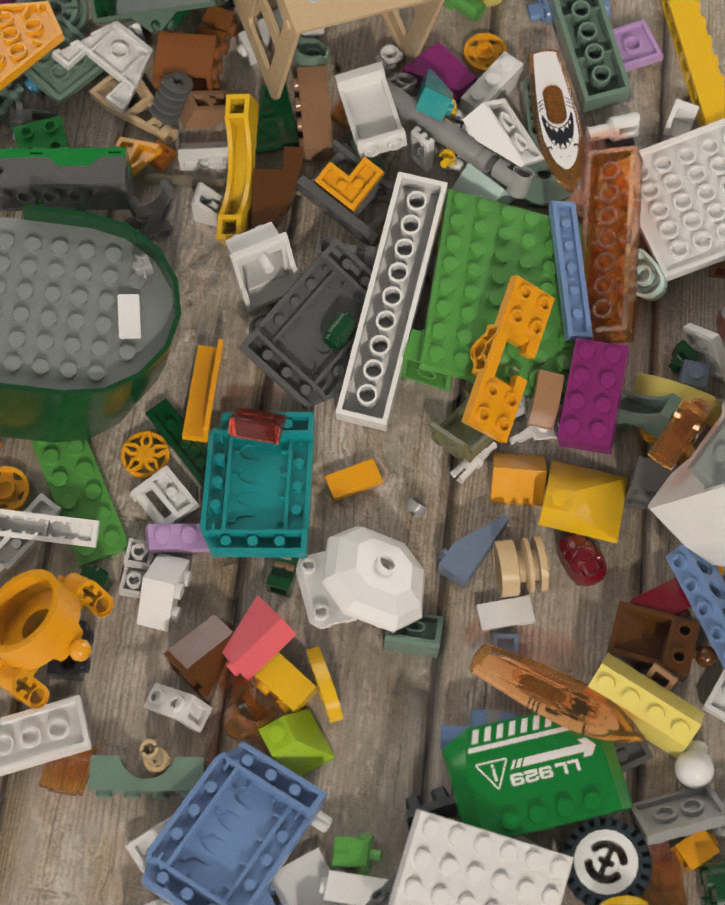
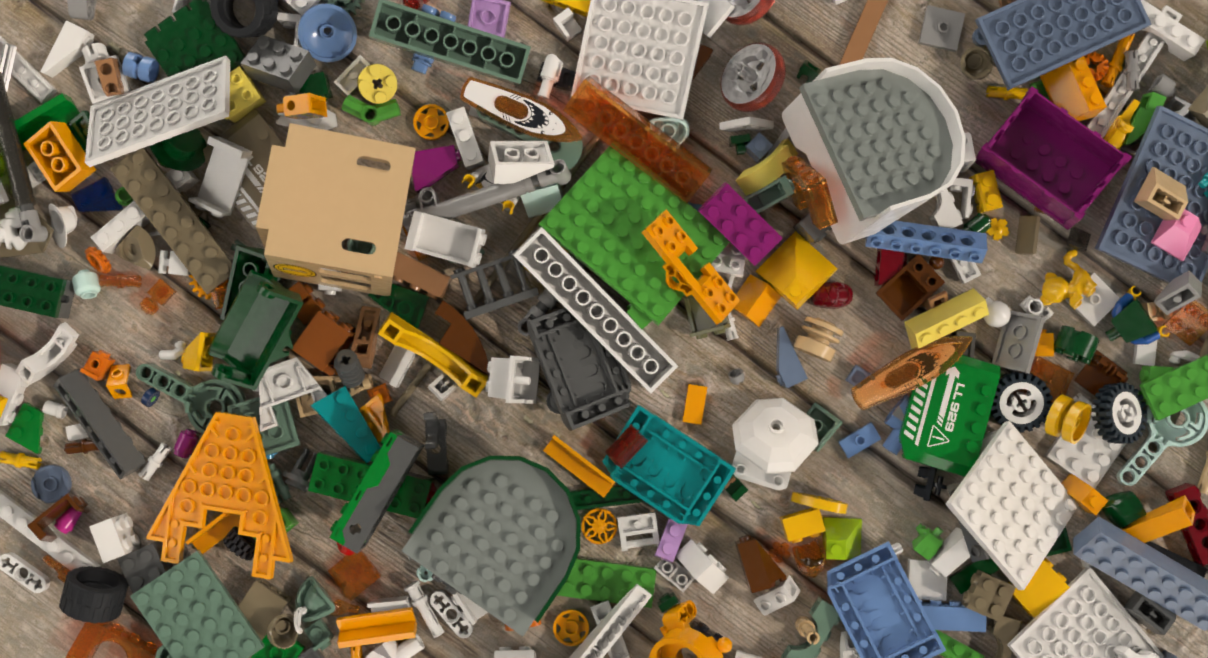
camera: 55 degrees left, 20 degrees up
(116, 118) = (346, 419): none -> teal wing
(129, 316) = (528, 502): white sticker -> none
(142, 266) = (496, 473): light grey plate -> none
(256, 639) = (768, 526): coral slope -> none
(339, 330) = (592, 355): dark green brick -> none
(350, 189) = (494, 286): light orange plate -> none
(423, 148) = (494, 218): white tile -> none
(430, 695) = (859, 440): none -> medium blue plate
(434, 97) = (459, 189): teal slope -> none
(505, 613) = (835, 370): white tile -> none
(545, 399) = (724, 255): medium nougat slope -> none
(570, 271) = (643, 180): medium blue plate -> none

